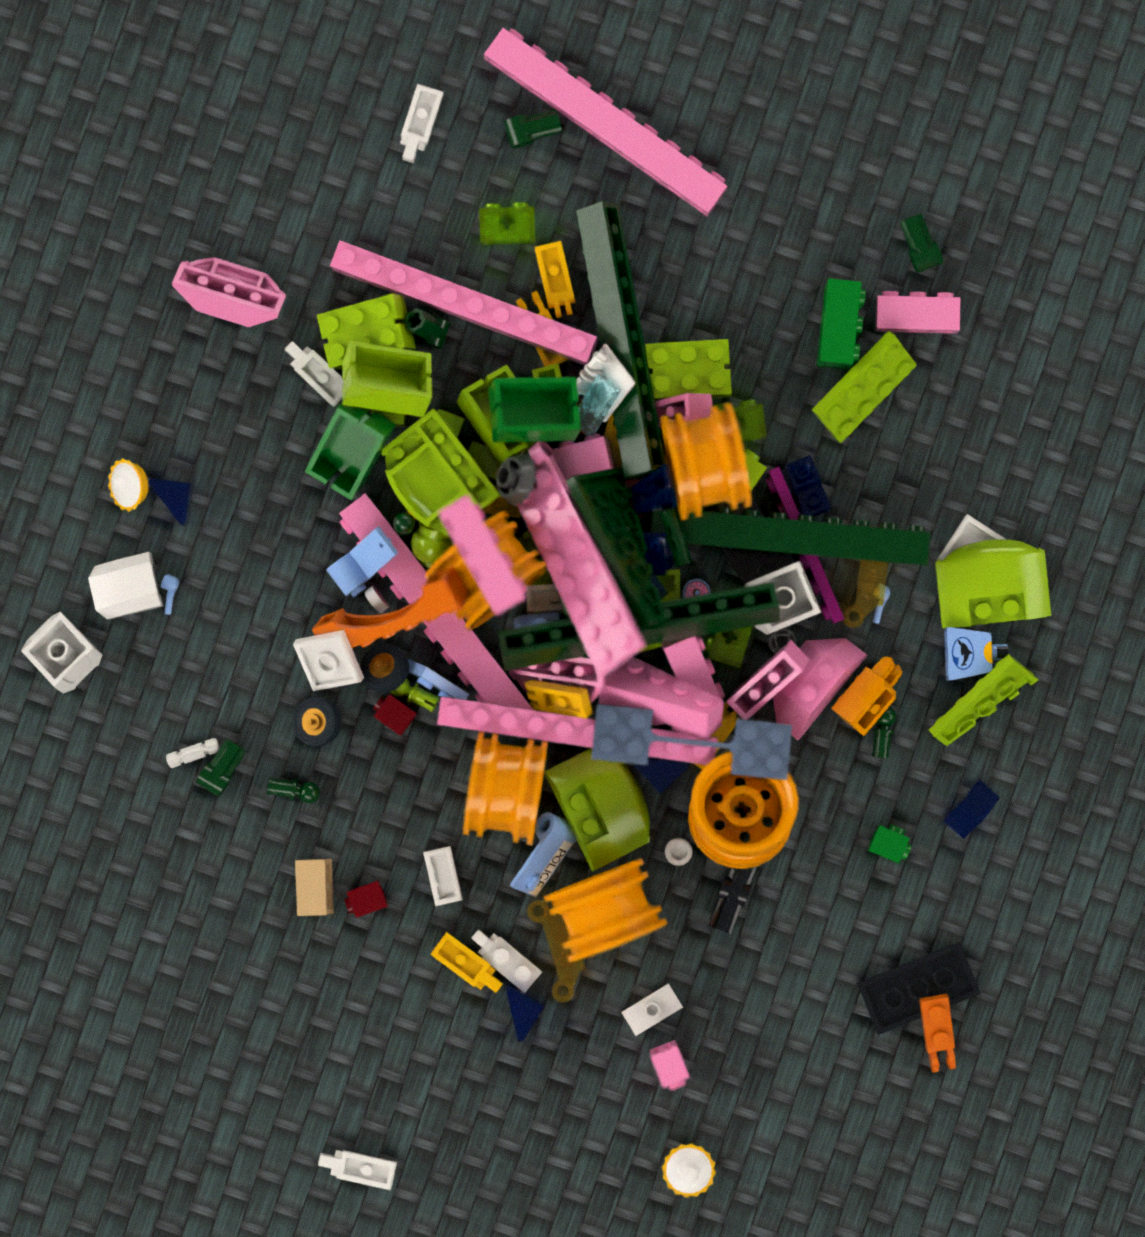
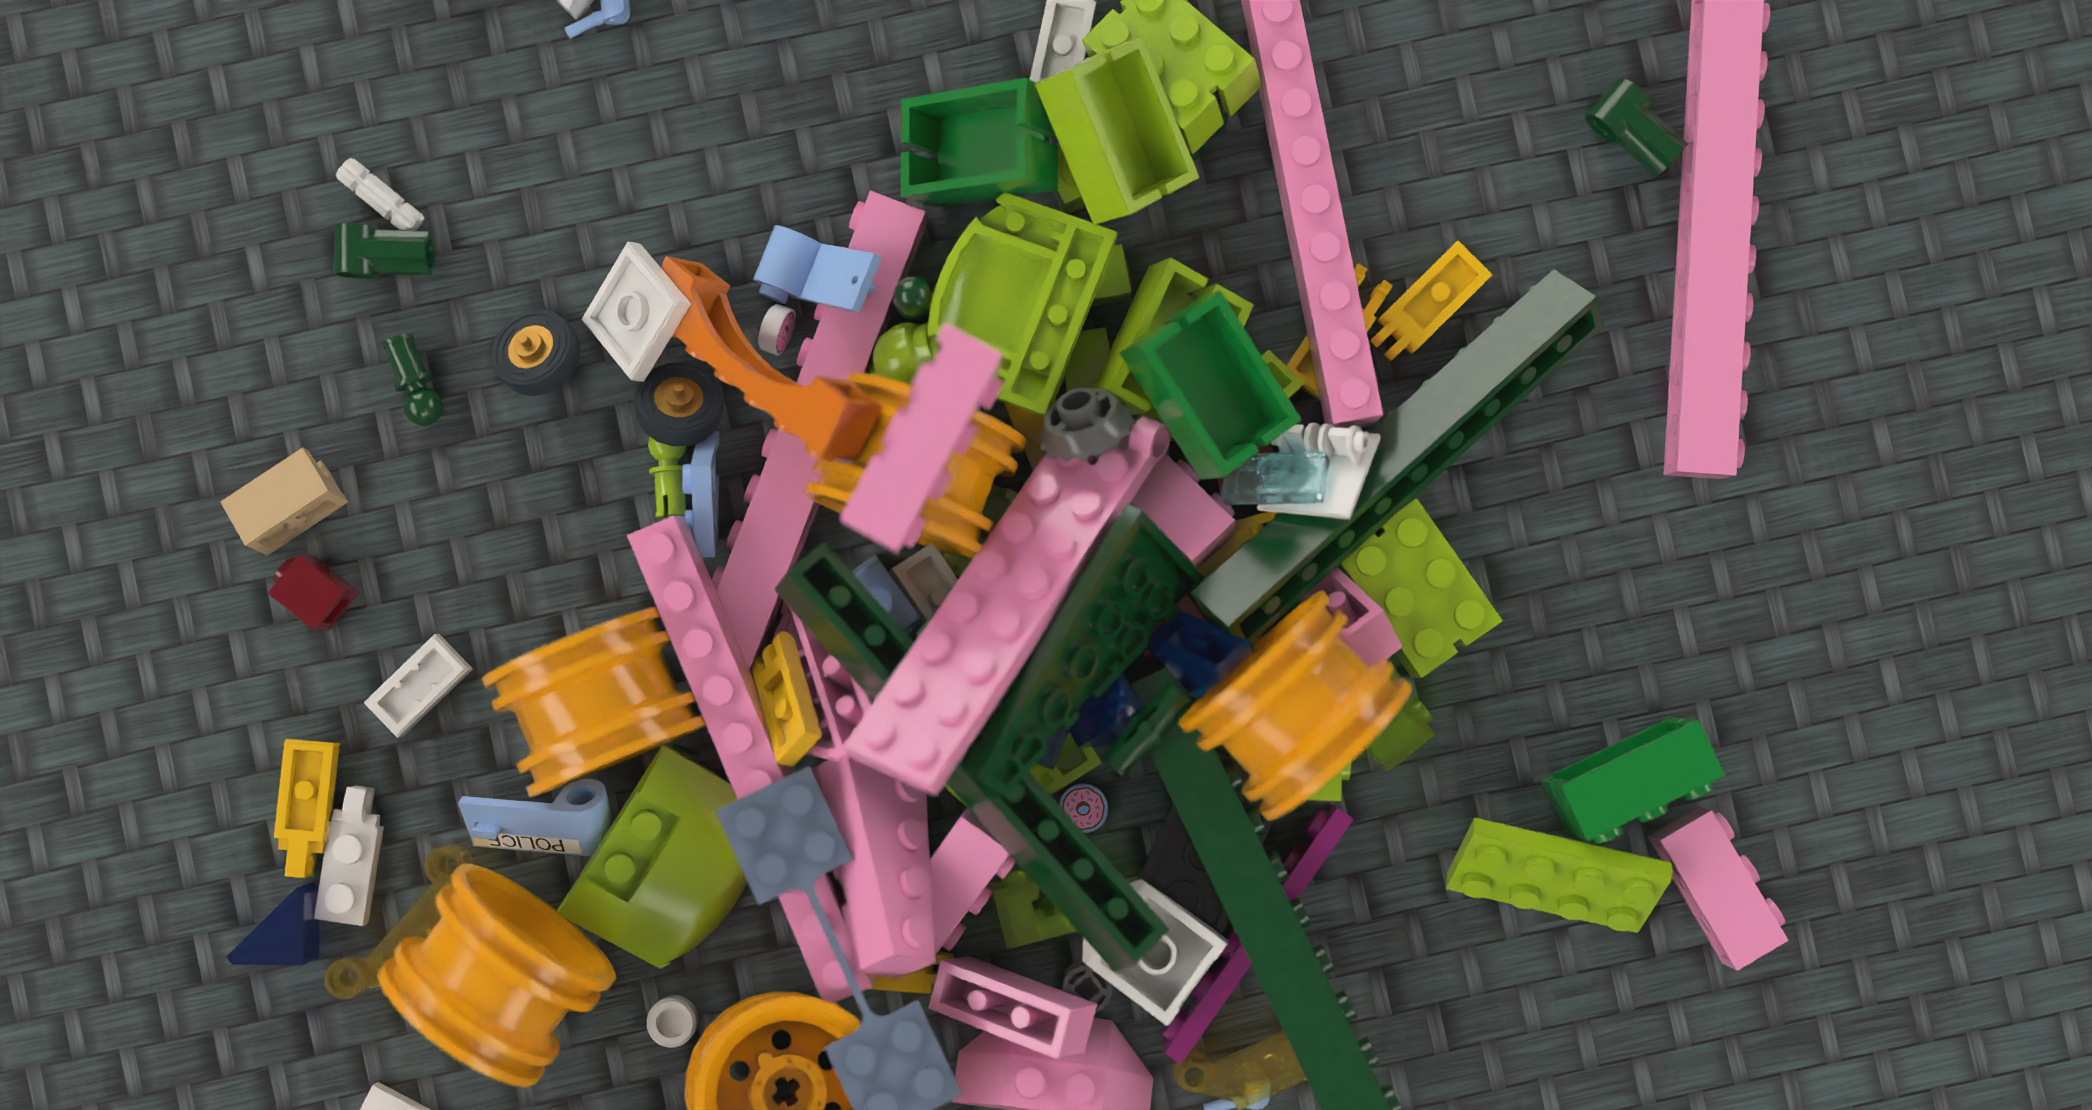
camera: 60 degrees right, 0 degrees up
(394, 714) = (618, 462): dark red brick -> none
(427, 327) = (1236, 155): dark green piece -> none
(494, 233) = (1469, 204): clear neon green brick -> none
(662, 773) = (769, 930): clear blue slope -> none
(808, 486) = (1348, 880): clear blue slope -> none
(923, 250) = (1820, 836): dark green piece -> none

